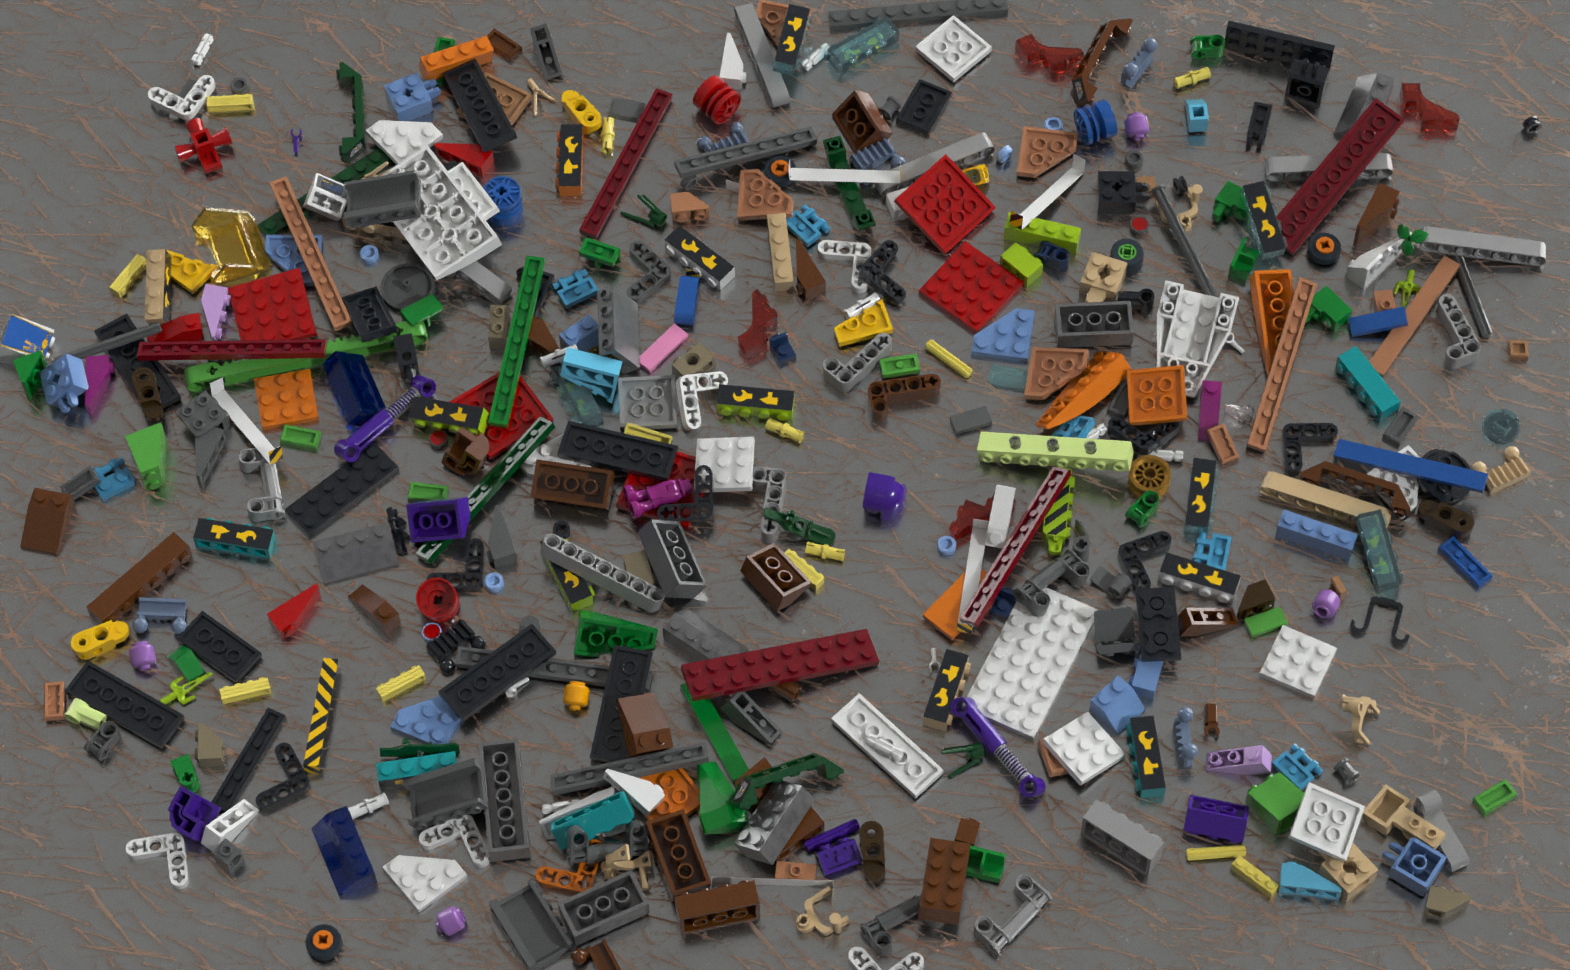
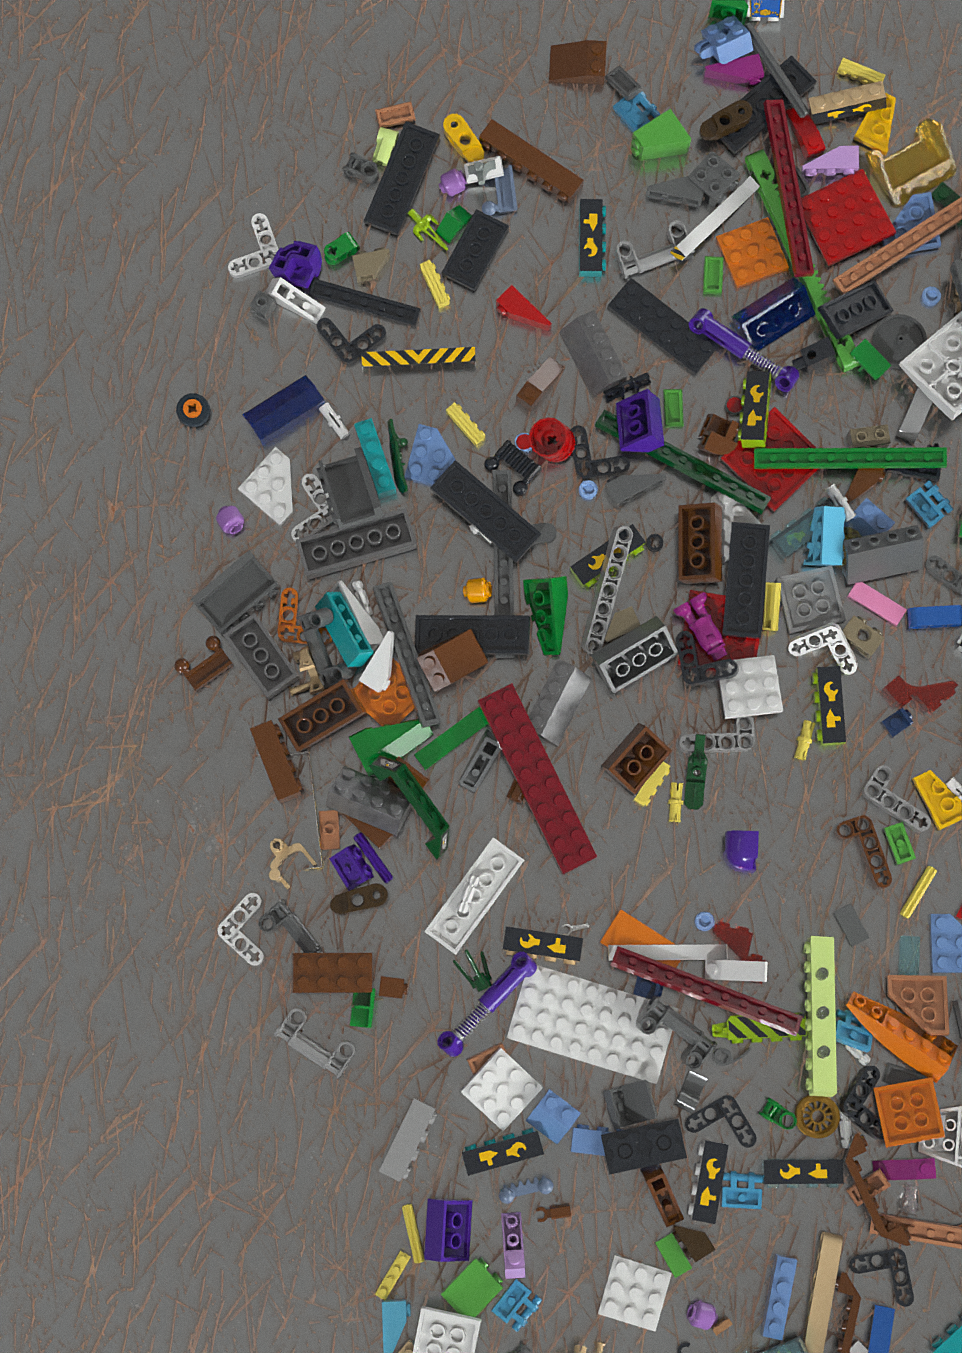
camera: 80 degrees right, 20 degrees up
(138, 622) = (483, 169): none -> piece
(1183, 444) = (896, 1234): none -> reddish brown slope

